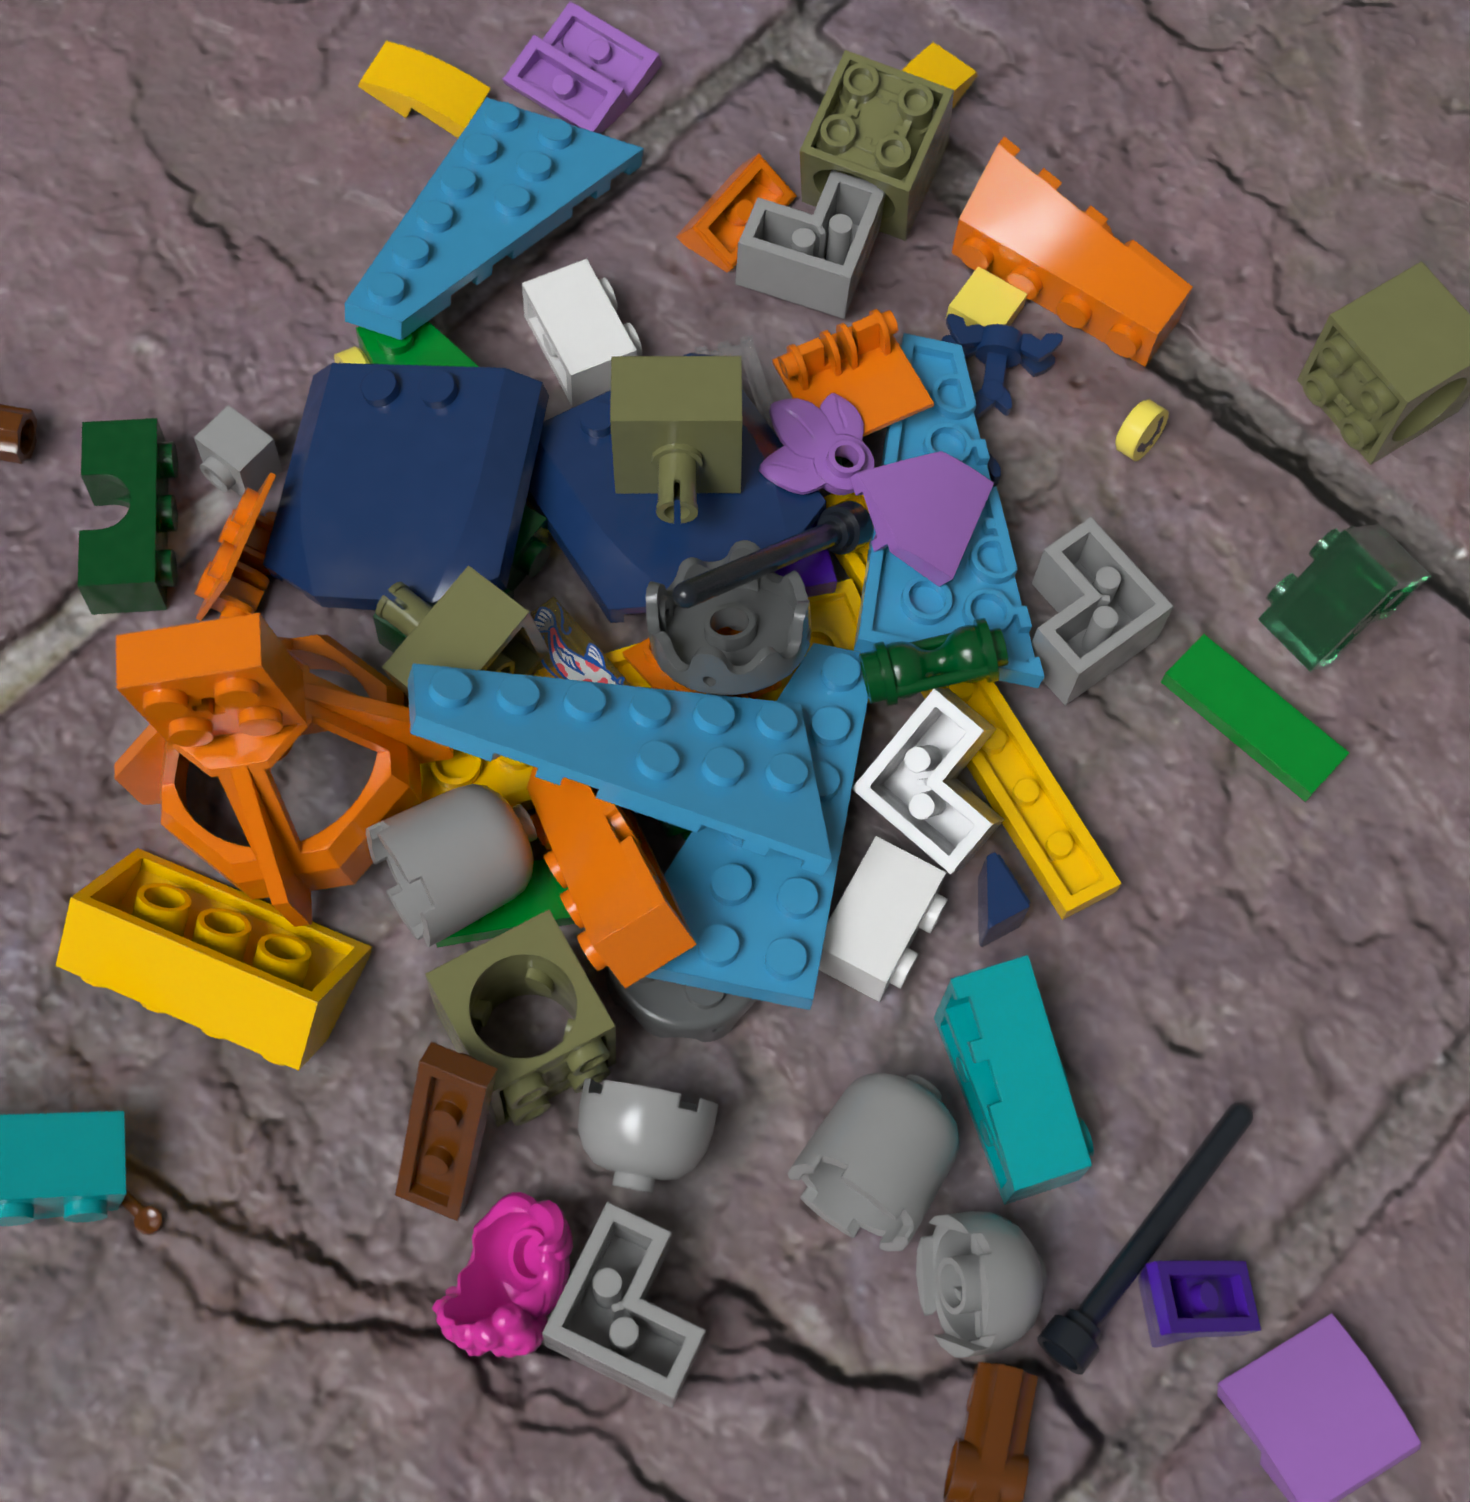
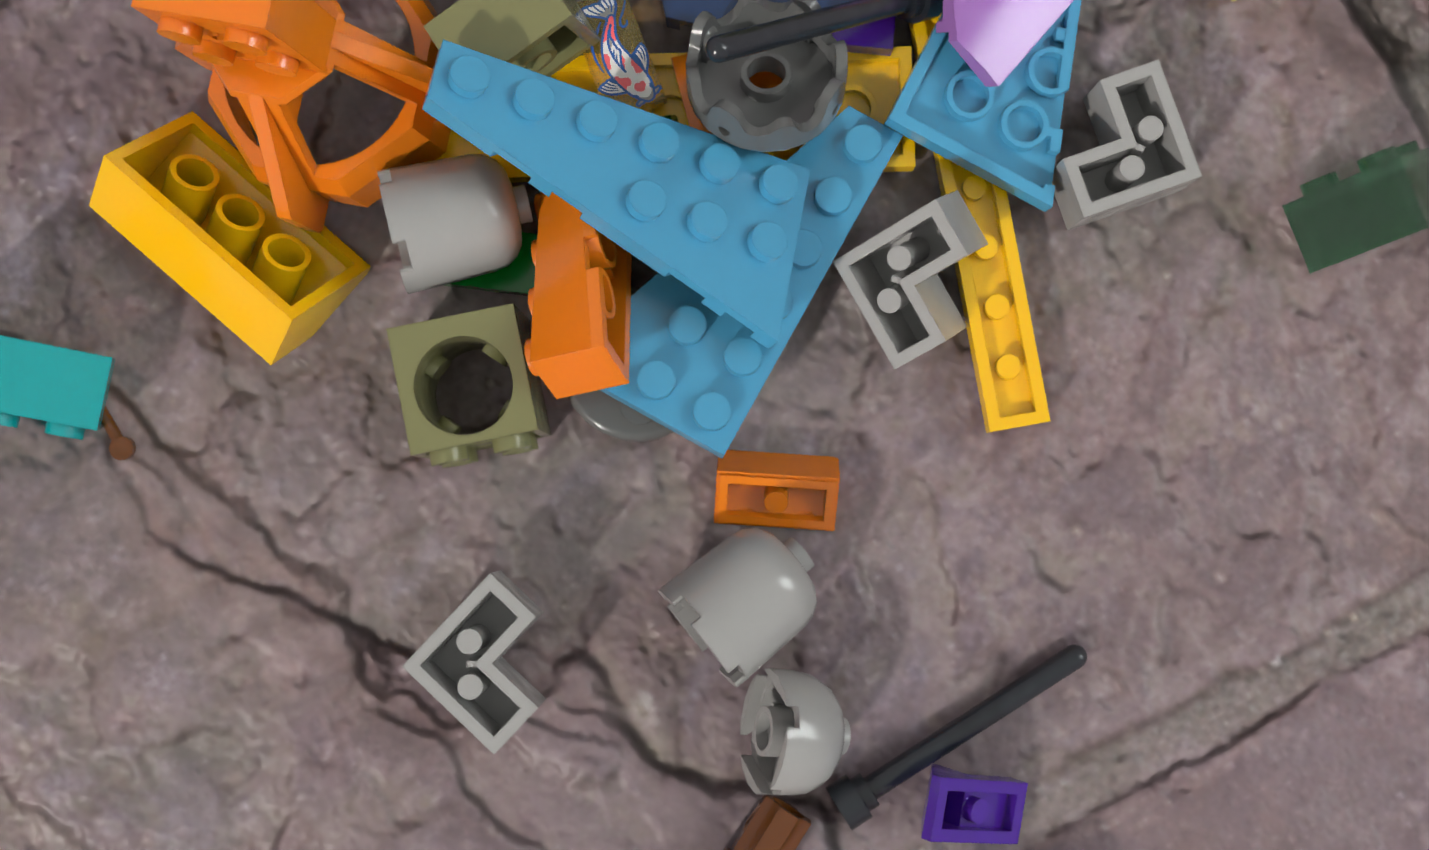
camera: 25 degrees right, 20 degrees up
(445, 1130) = (371, 465): reddish brown plate -> none
(510, 1279) = (394, 604): dark pink hair -> none
(643, 1132) = (546, 513): light grey cylinder -> none
(879, 919) = (821, 384): white brick -> none
(881, 1037) = (777, 490): none -> orange slope
(934, 662) = (921, 164): dark green piece -> none
(1000, 901) = (934, 401): dark blue slope -> none
(1013, 1079) = (885, 574): teal wedge -> none
(1254, 717) = (1241, 296): green tile -> none

